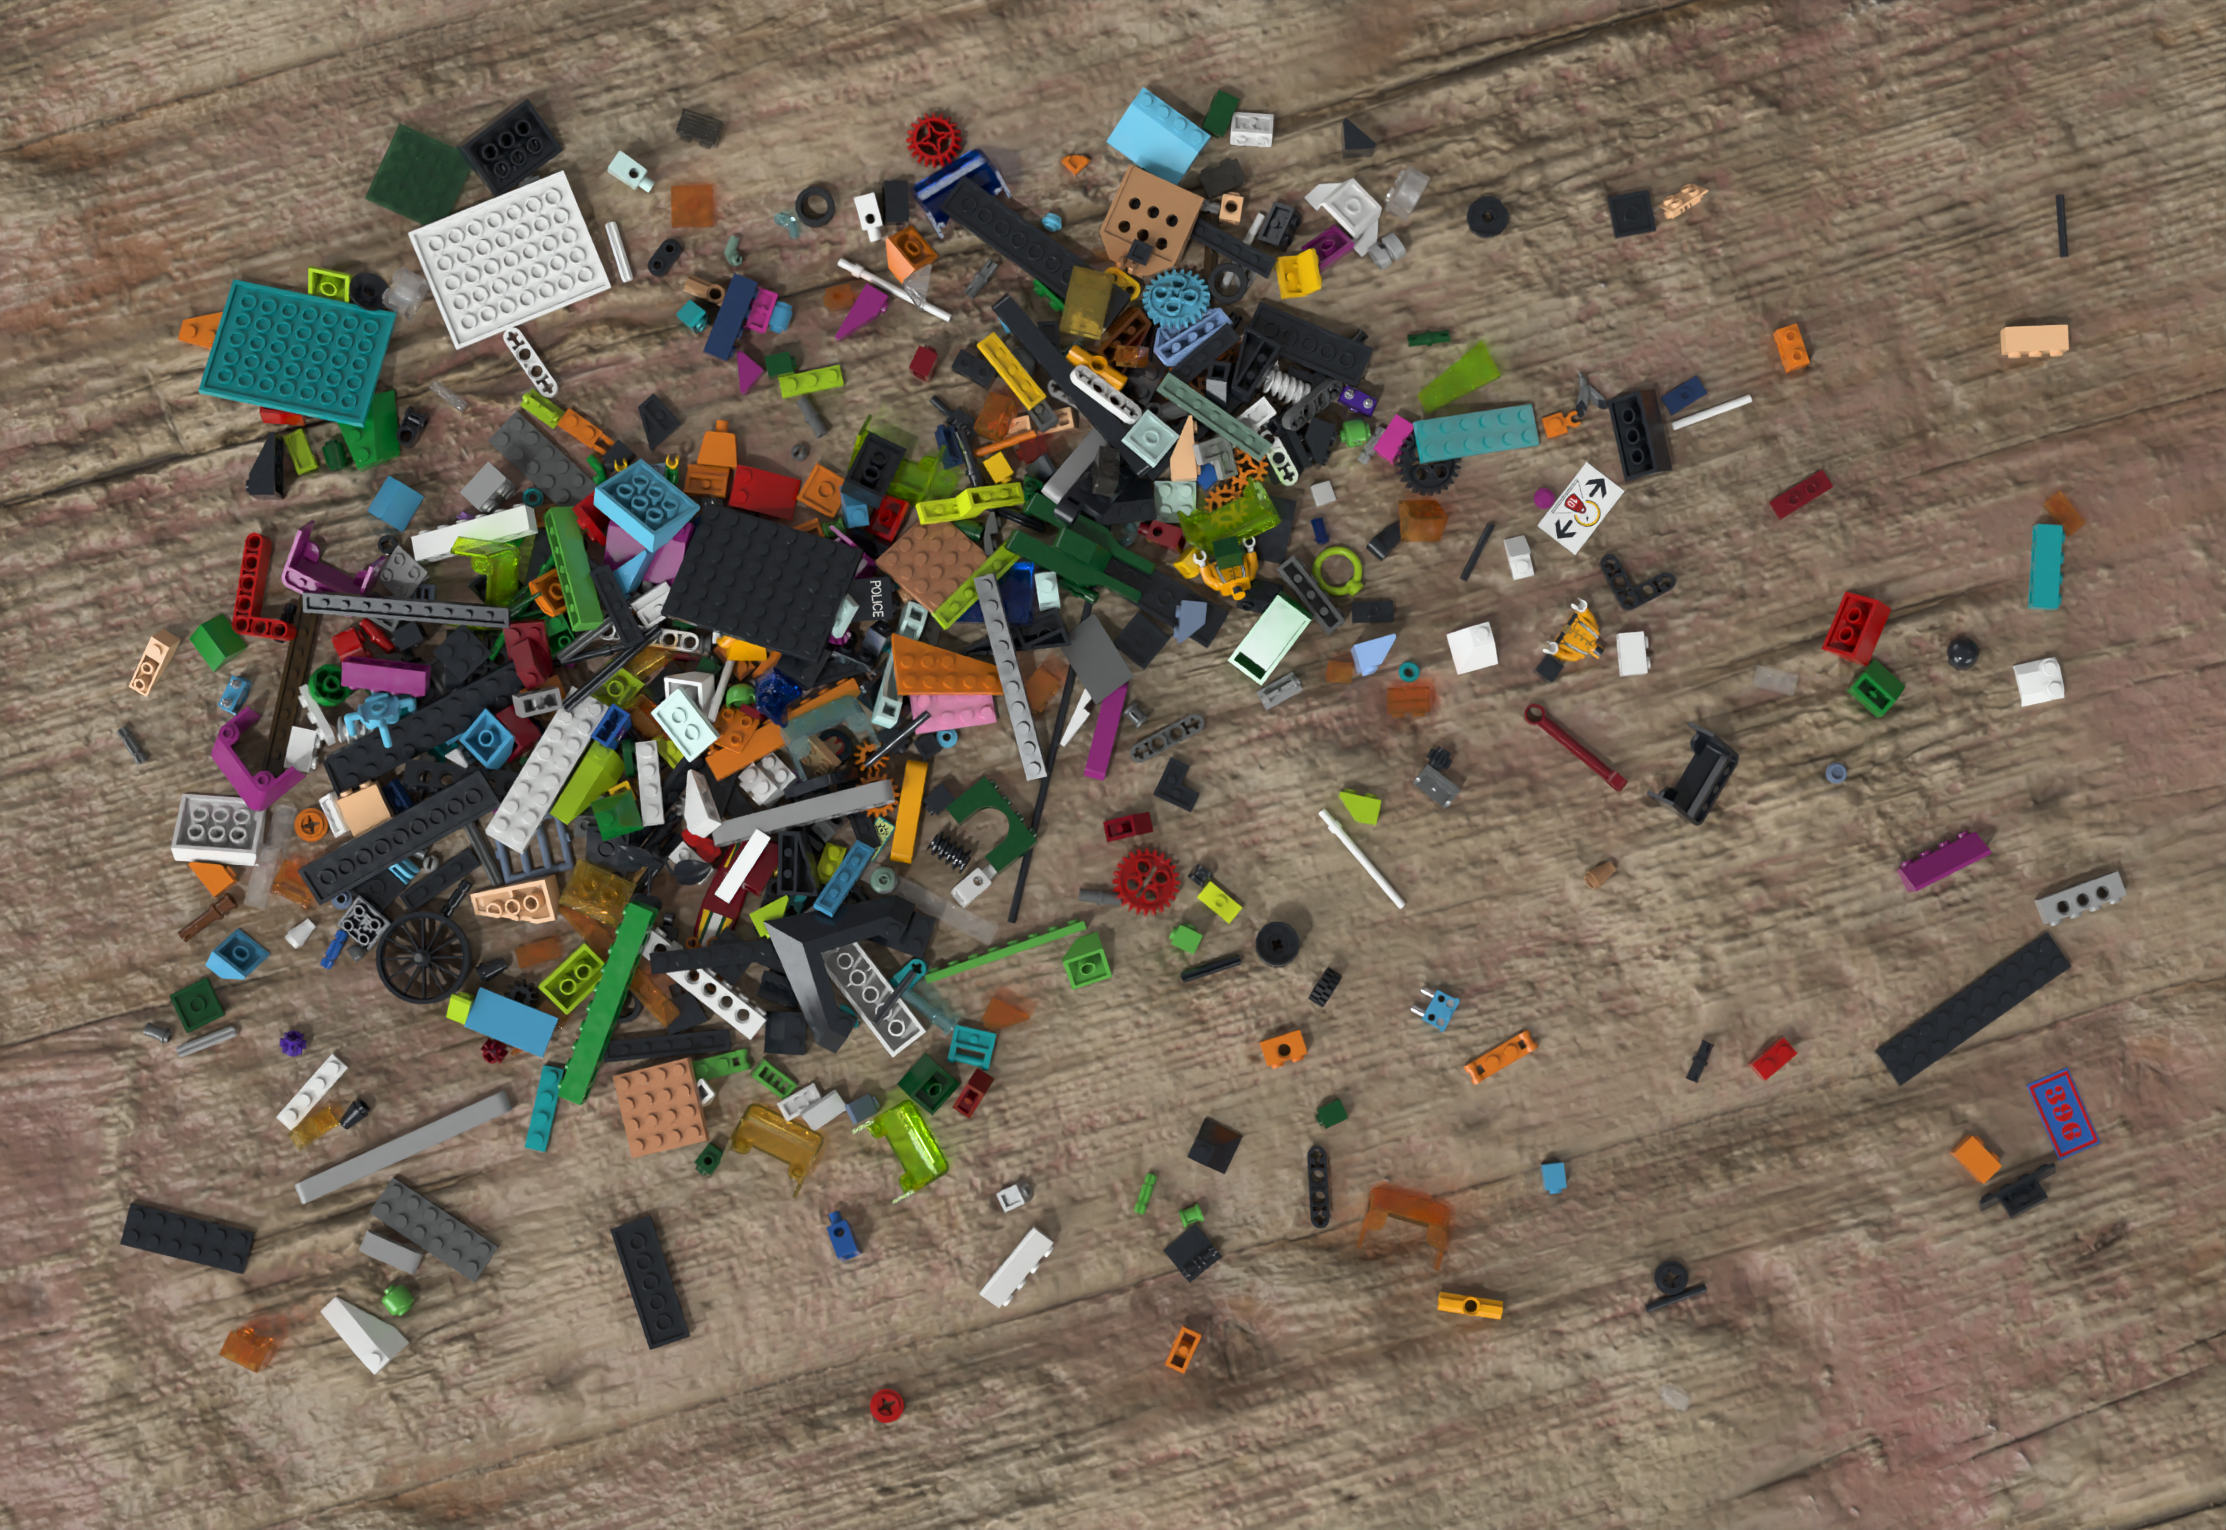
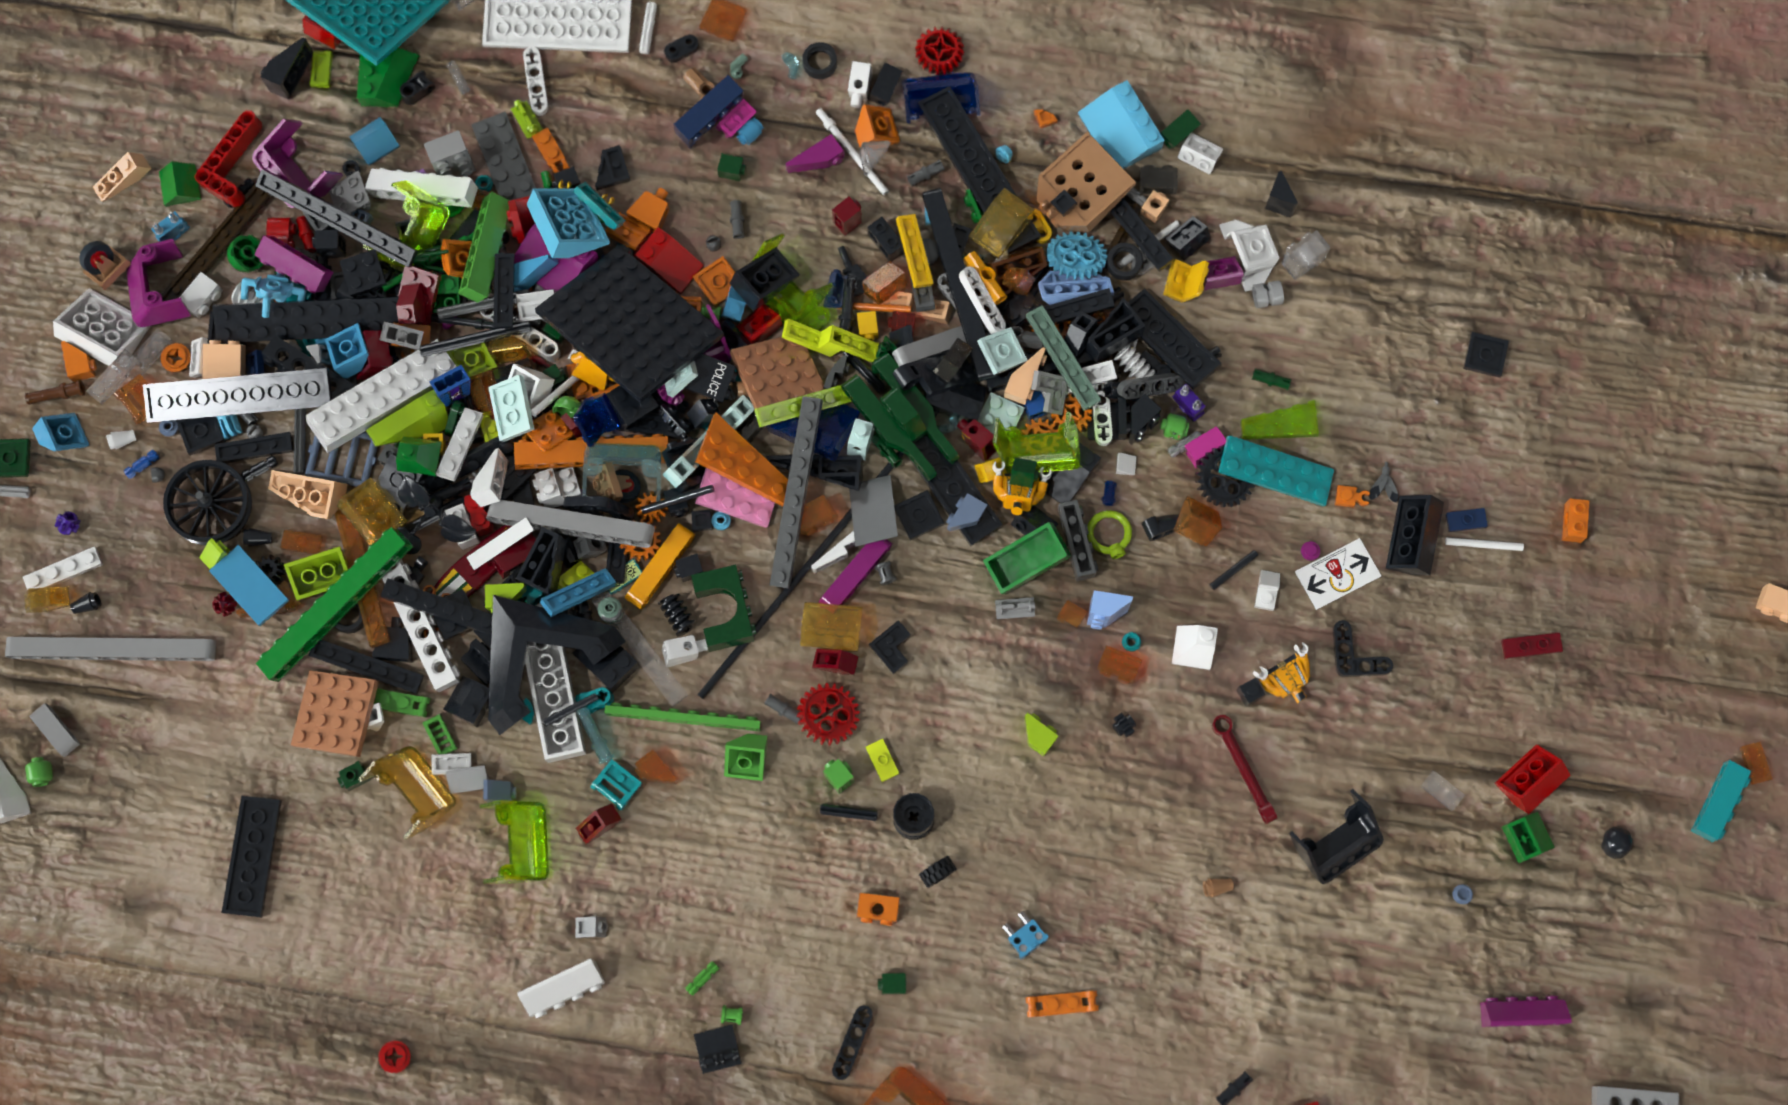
camera: 30 degrees right, 10 degrees down
(132, 745) = (70, 233): dark grey axle -> none
(188, 764) = (102, 263): none -> plate
(316, 716) = (223, 273): white plate -> none
(334, 455) = (345, 82): dark green brick -> none
(365, 922) = (175, 452): black tile -> none
(434, 1229) = (100, 729): dark grey plate -> none
(544, 1109) = (239, 672): teal plate -> none
(669, 472) = (599, 206): none -> teal plate
(693, 317) = (680, 100): teal slope -> none
(706, 644) = (562, 358): dark grey bush -> none
(748, 372) = (703, 163): magenta slope -> none
(811, 381) = (750, 192): lime plate -> none
(838, 297) = (803, 136): clear orange brick -> none
(846, 1245) = (428, 894): blue torso -> none
(928, 1084) = (565, 798): dark green slope -> none
(972, 529) = (822, 363): dark green cone -> none
(1109, 794) = (831, 626): none -> clear yellow slope
(1166, 737) = (902, 601): dark grey beam -> none
(1200, 876) = (876, 730): black wheel -> none
(1214, 1146) = (780, 965): black slope -> none
(1335, 827) = (1009, 742): white bar -> none
(1372, 612) = (1123, 579): black plate -> none
(1436, 786) = (1111, 747): dark grey hinge -> none
(1479, 226) = (1354, 310): black plate -> none
(1632, 653) = (1328, 712): white brick -> none
(1688, 196) = (1542, 361): light nougat hinge -> none
(2039, 681) = (1675, 897): white slope -> none

